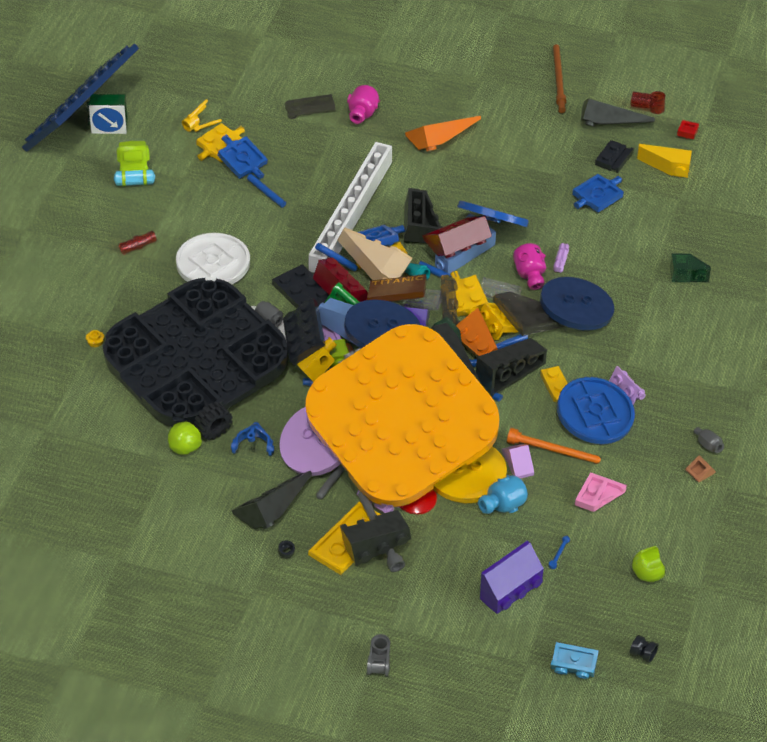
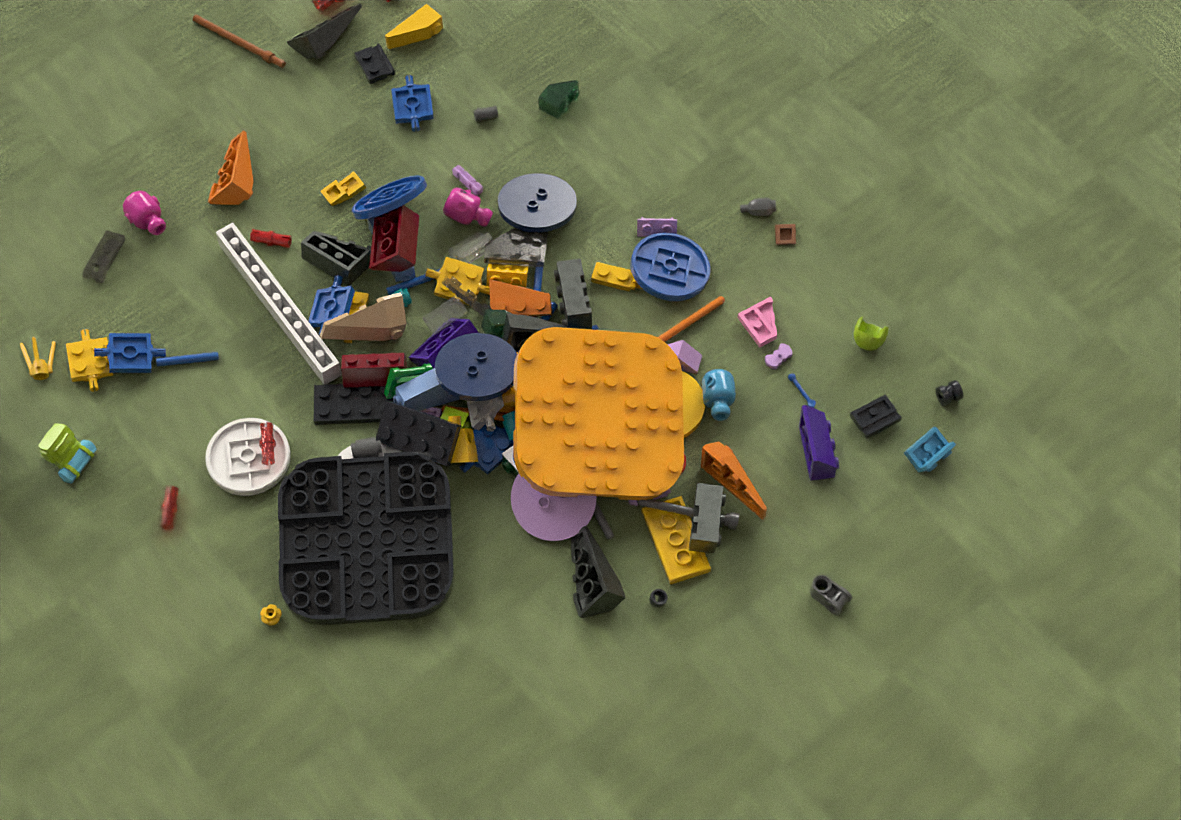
camera: 55 degrees left, 15 degrees up
(184, 438) = (465, 608): lime hair -> none
(213, 421) = (466, 571): black tyre -> none
(228, 260) = (267, 443): none -> clear red pin
(250, 433) = (497, 542): blue helmet -> none
(330, 253) = (339, 352): blue bar -> none
(398, 288) = (421, 327): reddish brown tile -> none
(404, 177) = (271, 238): none -> red pin
(437, 537) = (725, 468): none -> orange wedge
(480, 194) = (344, 190): none -> yellow slope
(576, 610) = (875, 416): none -> black plate
(577, 521) = (779, 356): none -> lavender piece
(630, 236) = (485, 113): none -> dark grey pin

